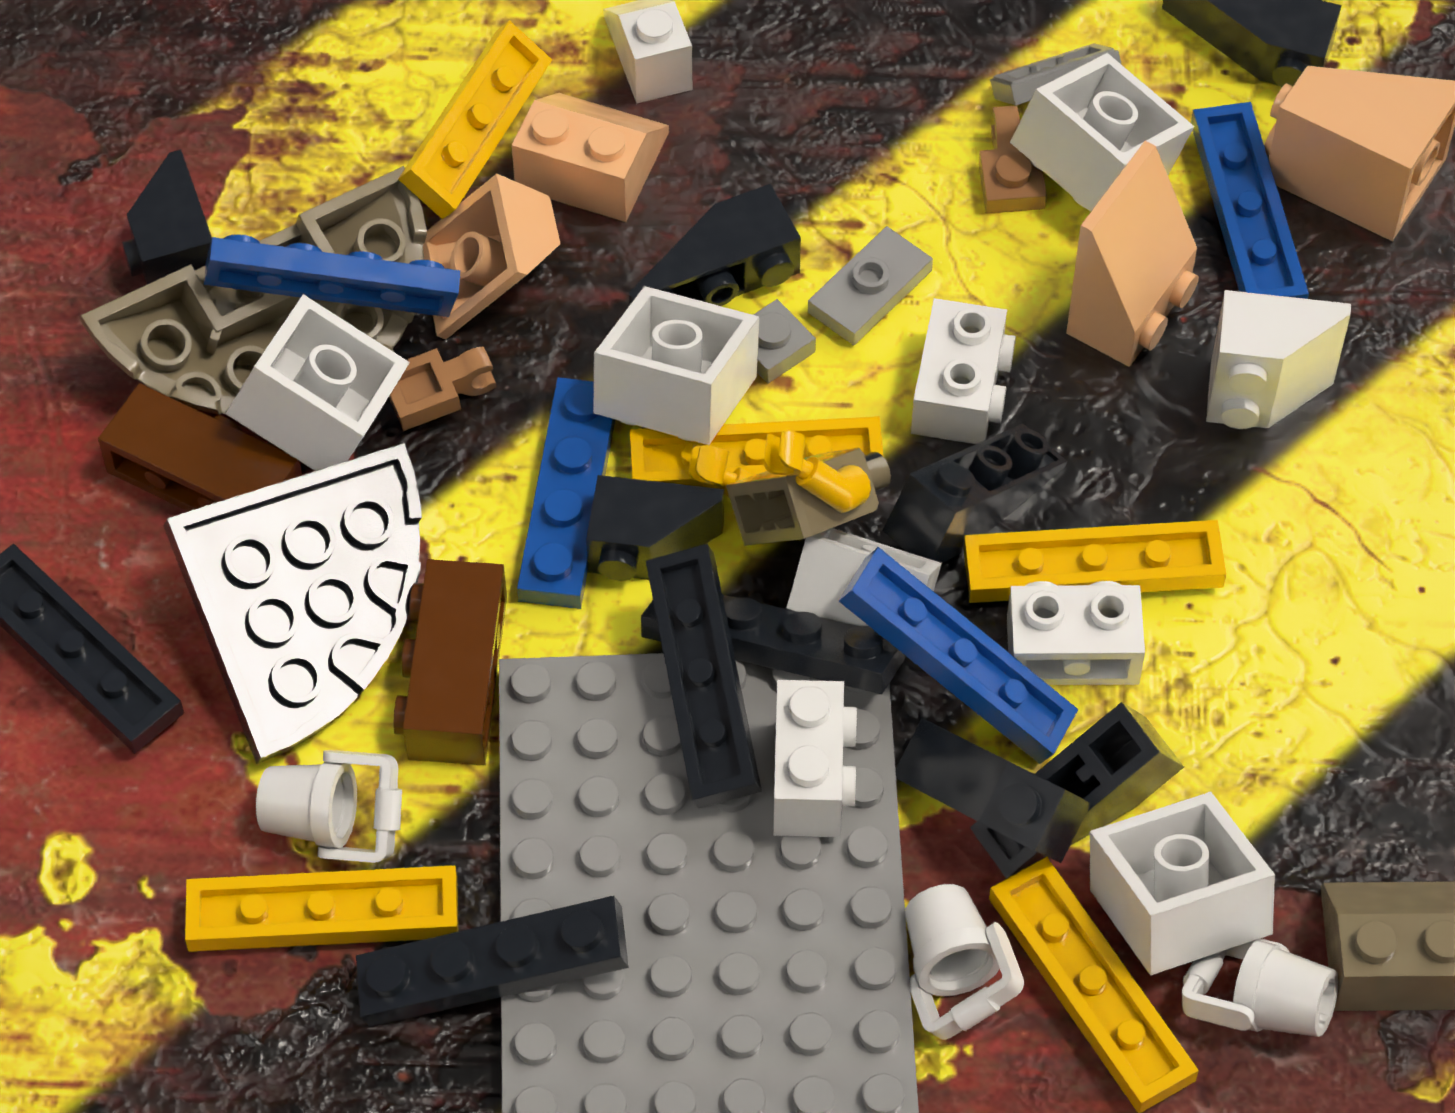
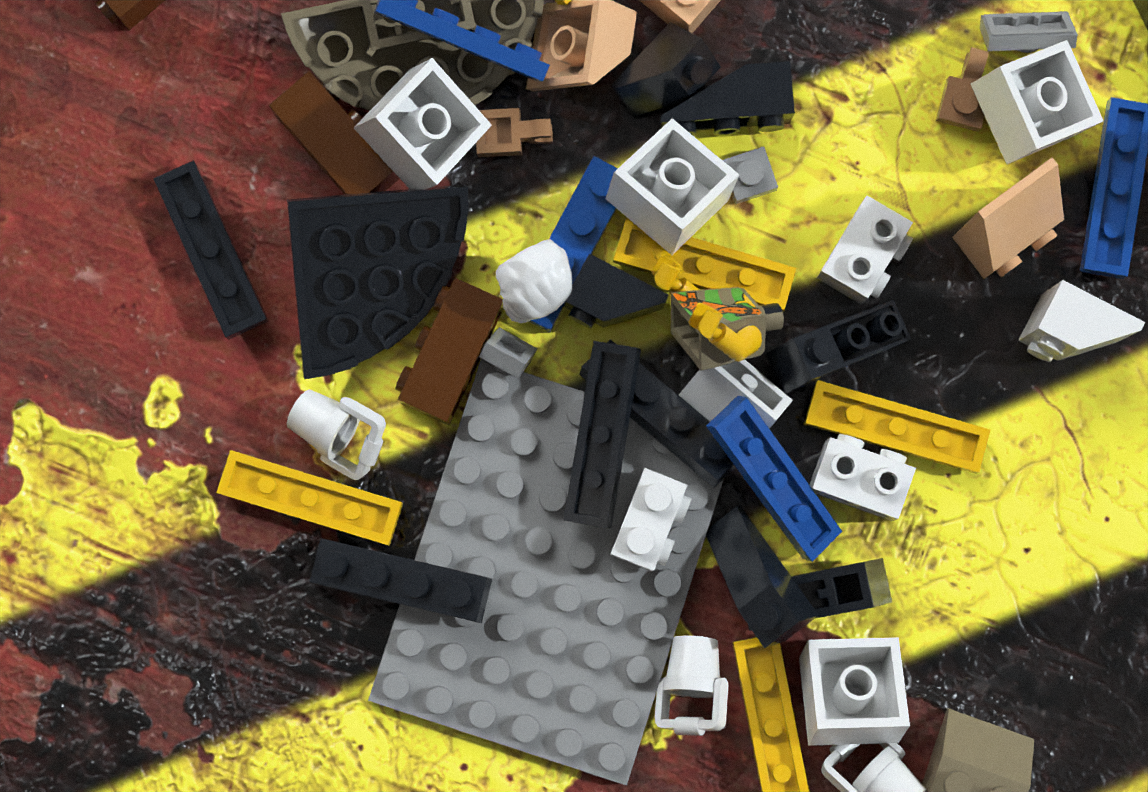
camera: 20 degrees right, 25 degrees up
(532, 640) = (507, 353): none -> light grey plate
(540, 517) = (535, 281): none -> white hair
(614, 248) = (666, 71): none -> black slope
(870, 285) = (832, 154): light grey plate -> none

